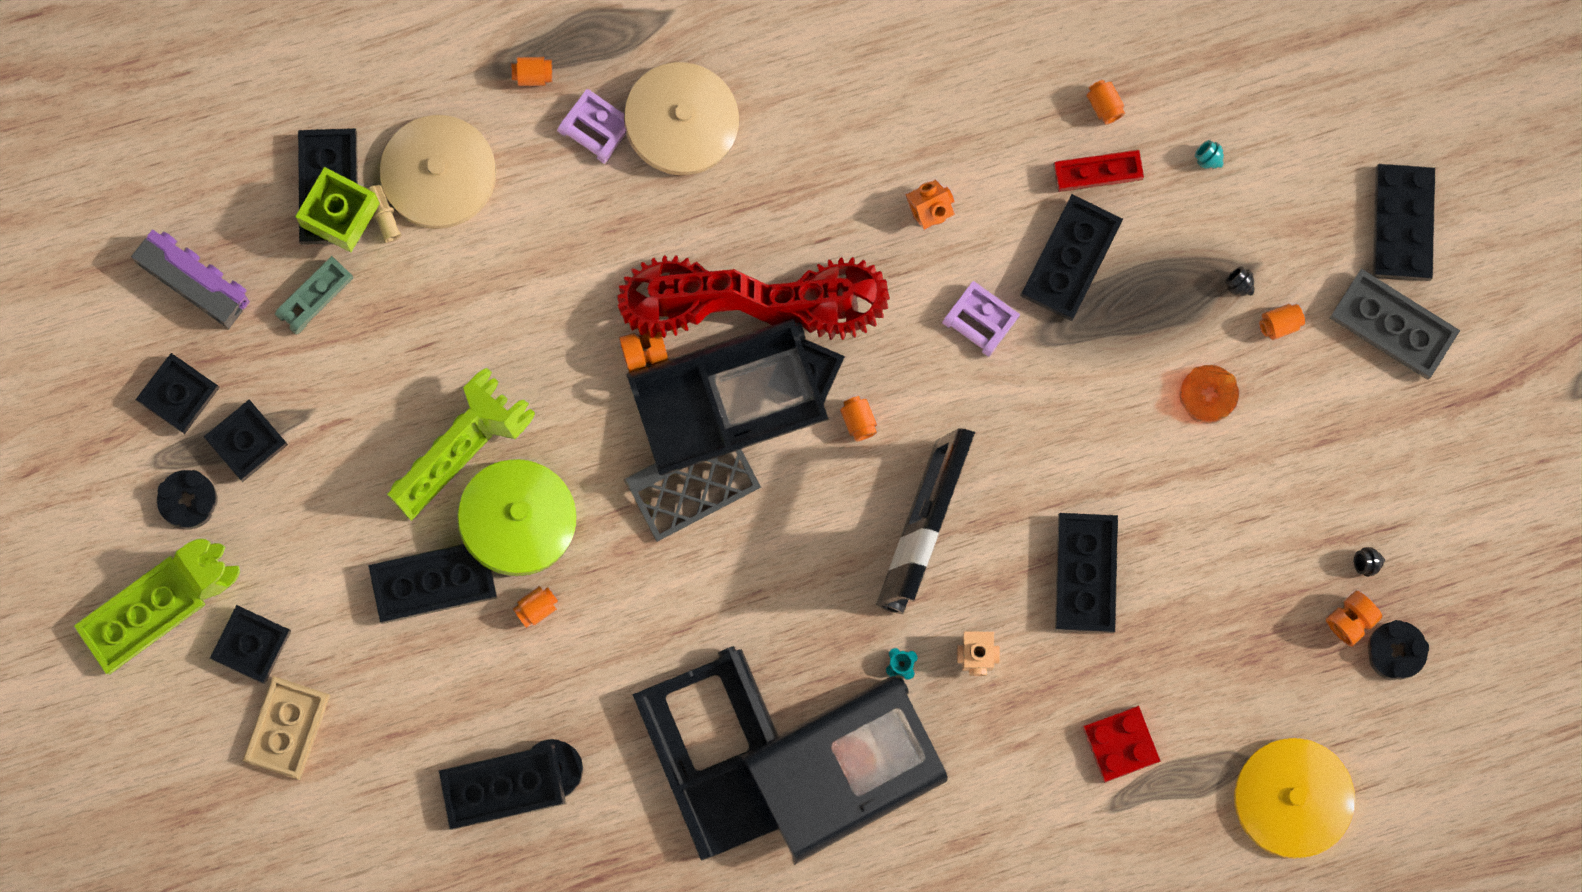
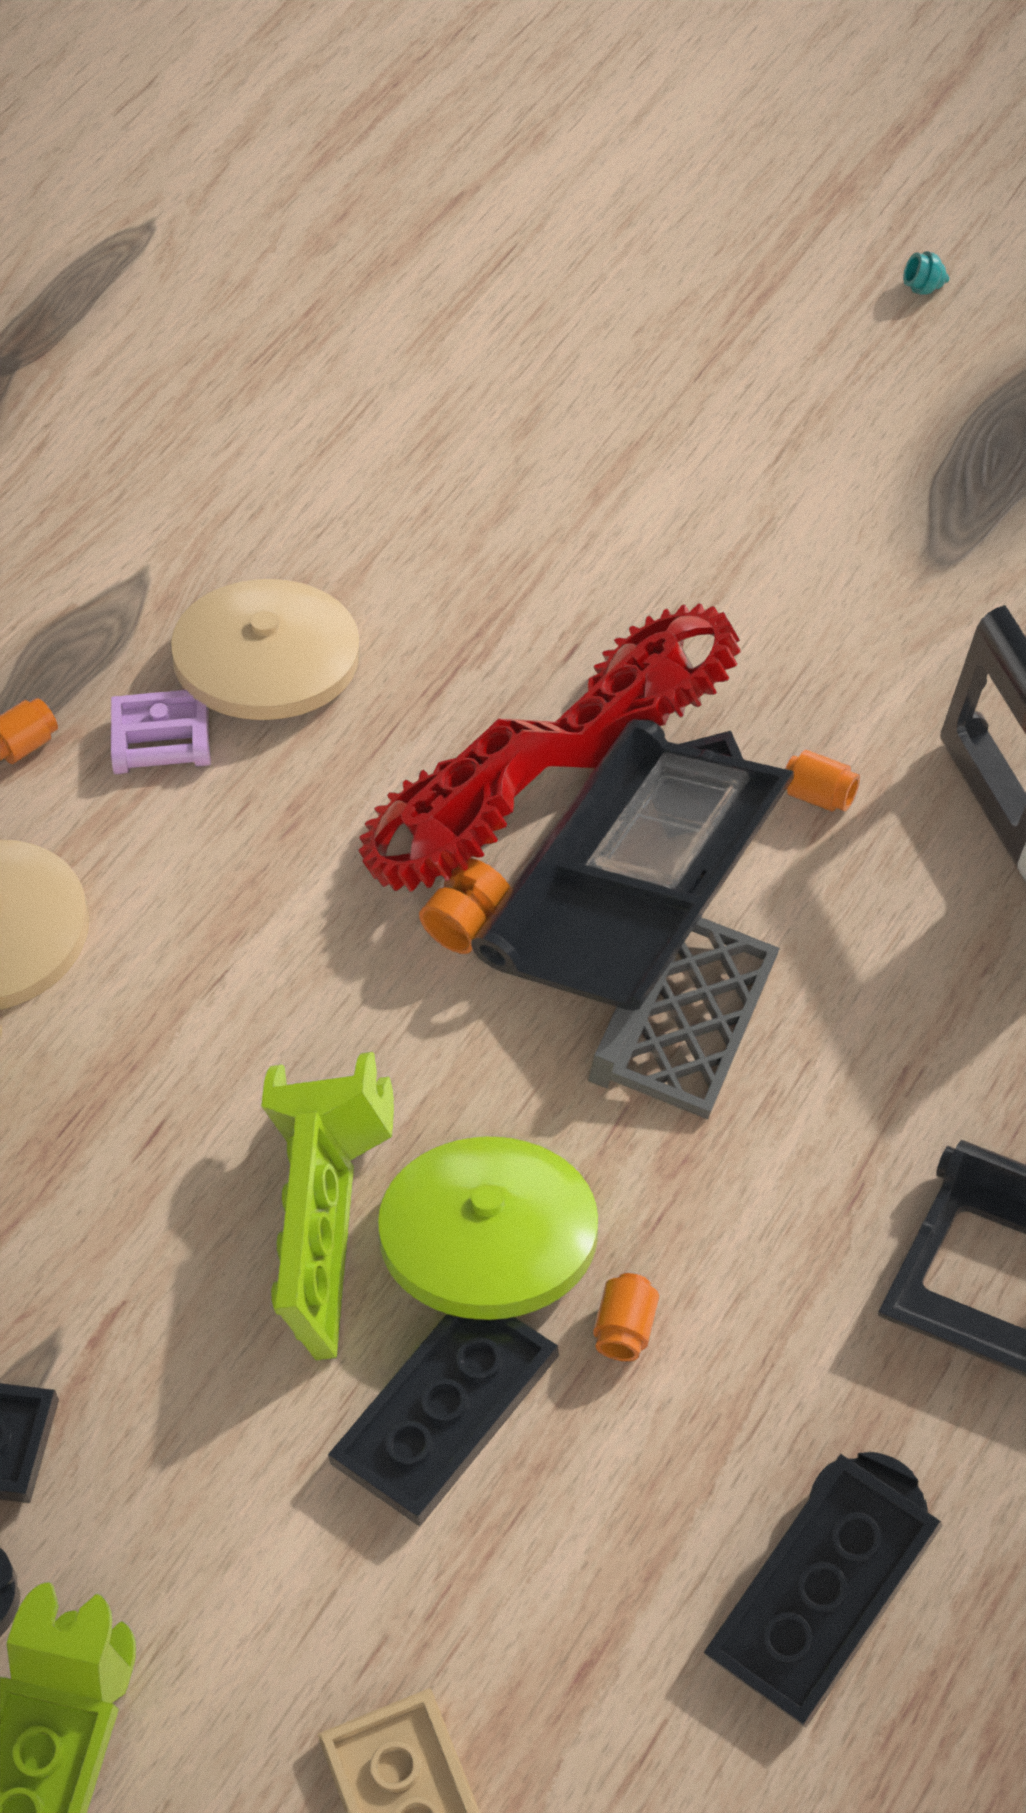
camera: 30 degrees left, 25 degrees down
(250, 644) = (240, 1717): black plate -> none
(930, 204) = (665, 516): orange brick -> none
(987, 311) = (847, 573): lavender plate -> none
(1071, 257) = (886, 459): black plate -> none
(1098, 170) = (820, 366): red plate -> none
(1106, 101) = (756, 303): orange brick -> none

